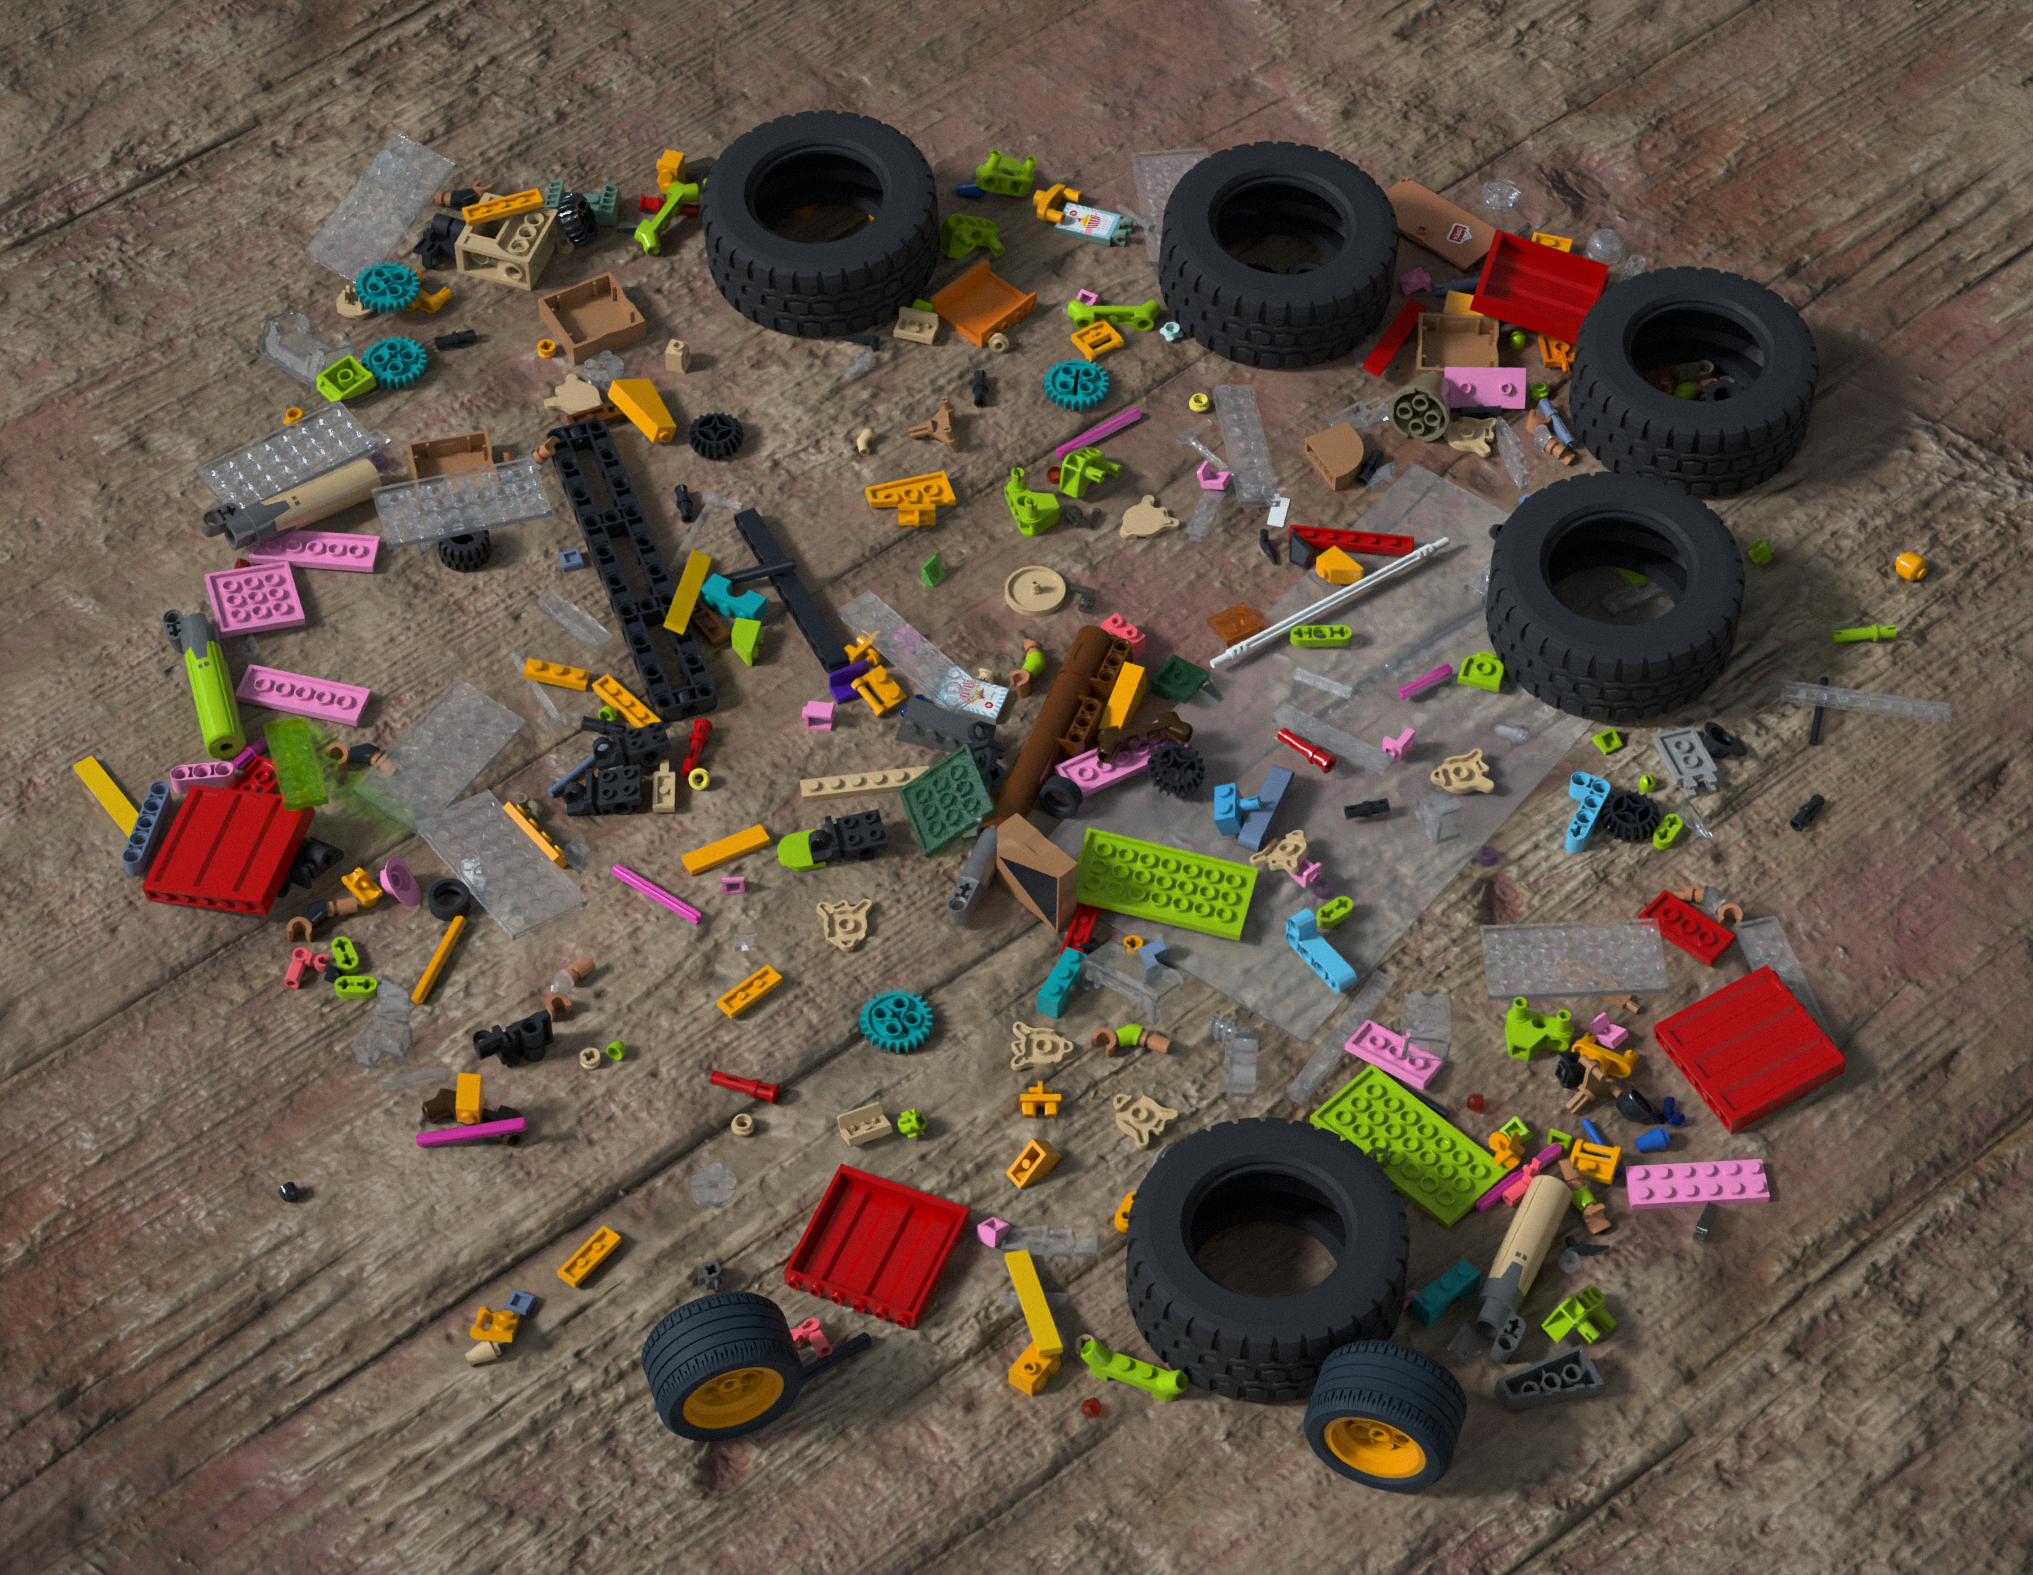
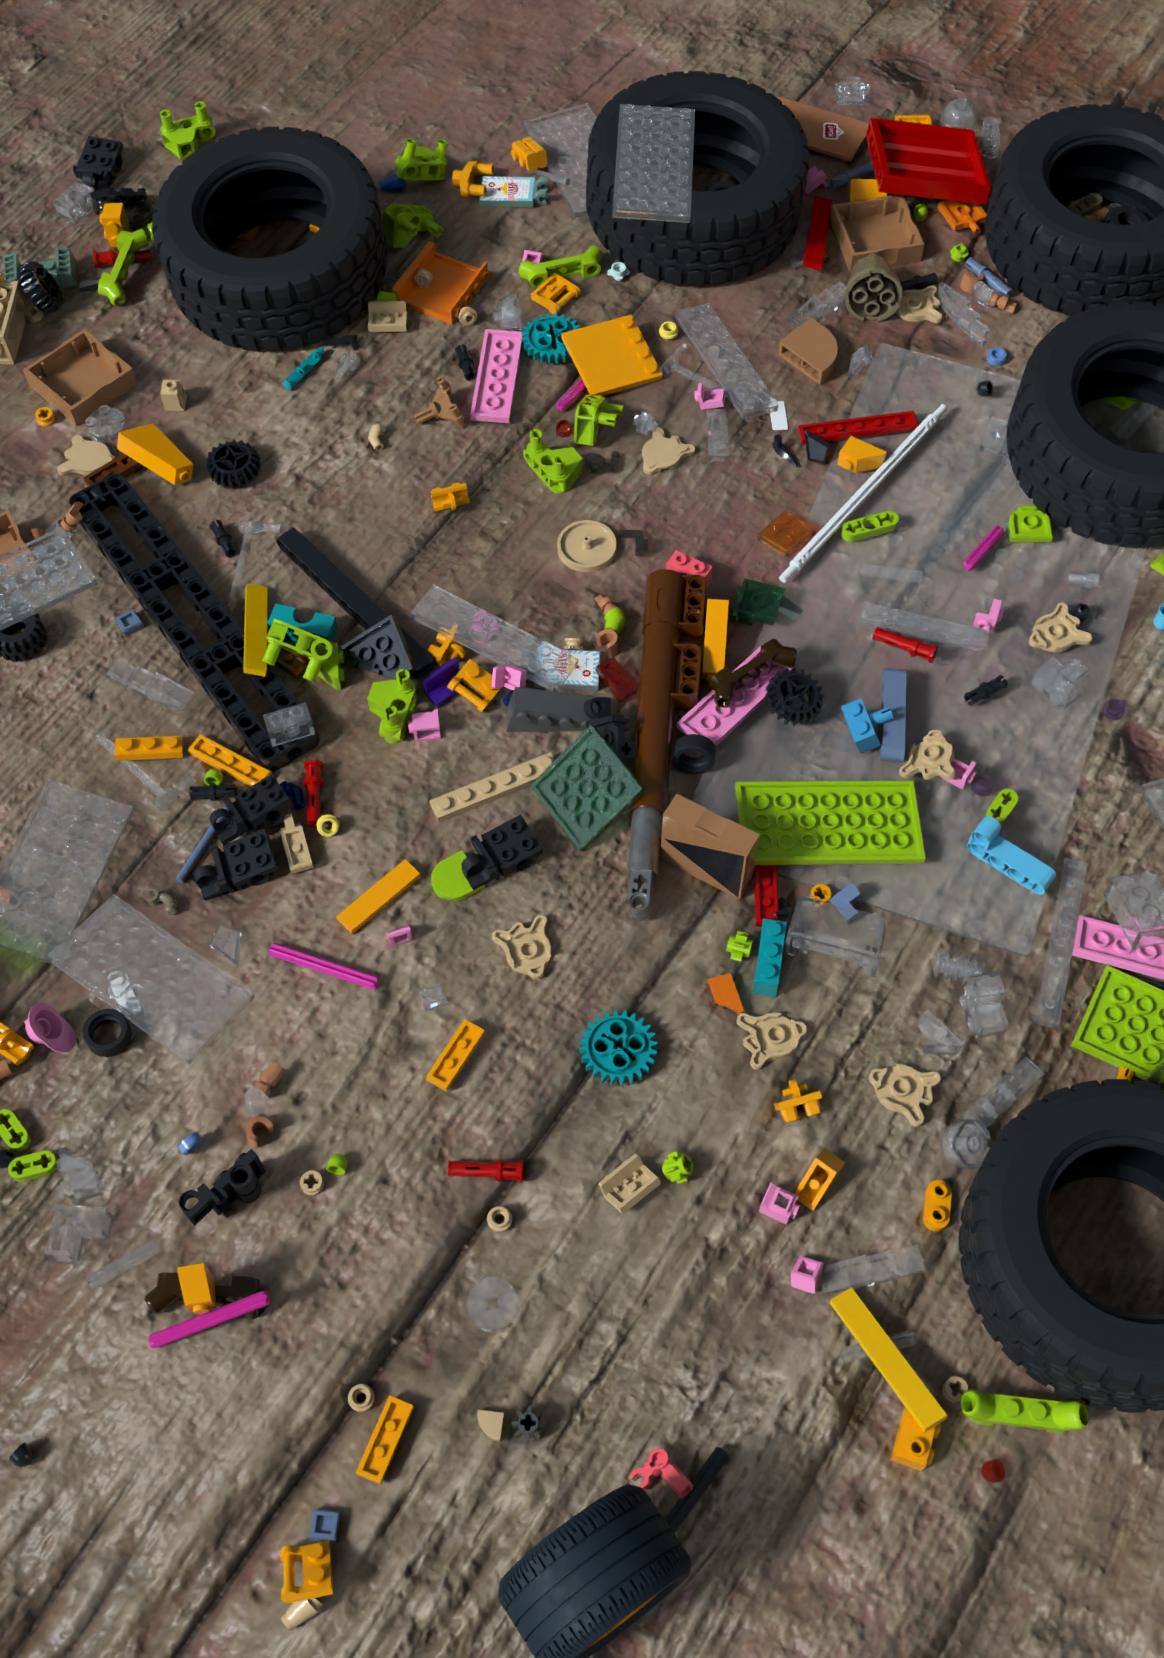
camera: 15 degrees left, 10 degrees up
(438, 960) = (115, 1108): light orange axle -> none
(495, 1002) = (191, 1143): none -> medium blue tile
(542, 839) = (185, 937): light orange plate -> none
(579, 1218) = (355, 1392): none -> tan plate
(639, 139) = (74, 202): none -> clear brick
(672, 105) = (98, 162): none -> black plate
(678, 745) = (295, 793): none -> clear blue arm
(682, 1269) = (491, 1423): none -> tan tile
(689, 146) = (124, 195): none -> black plate
(690, 681) = (289, 724): none -> clear brick
(726, 616) = (304, 646): none -> lime piece
(761, 571) = (321, 590): black axle -> none
(770, 98) = (195, 129): none -> lime piece
(794, 689) = (393, 703): none -> lime piece
(799, 638) = (380, 649): none -> black plate
(816, 358) = (303, 369): none -> teal piece
(877, 1246) = (693, 1334): red panel -> none
(910, 686) = (508, 677): none -> bright pink bracket
(913, 490) = (440, 473): light orange wing -> none
(932, 572) = (484, 550): bright green slope -> none
(966, 294) = (424, 282): none -> tan bush
(989, 1173) = (779, 1204): none -> bright pink window
(1006, 409) = (496, 376): none -> bright pink plate
(1011, 1002) = (725, 992): none -> orange tile
(1014, 716) = (616, 679): none -> clear red plate
(1038, 967) = (739, 946): none -> lime gear
(1040, 350) = (509, 313): none -> clear cylinder
(1123, 190) = (529, 154): none -> light orange brick
(1129, 415) = (612, 356): none -> light orange plate
(1129, 1035) = (861, 997): nougat piece -> none
(1137, 488) = (645, 423): none -> clear gear
(1189, 1084) = (942, 1041): none -> clear slope
(1224, 232) = (654, 163): none -> clear plate
(1369, 467) = (844, 355): black pin -> none
(1486, 386) = (919, 256): bright pink plate -> none
(1498, 765) = (1076, 610): none -> black hinge

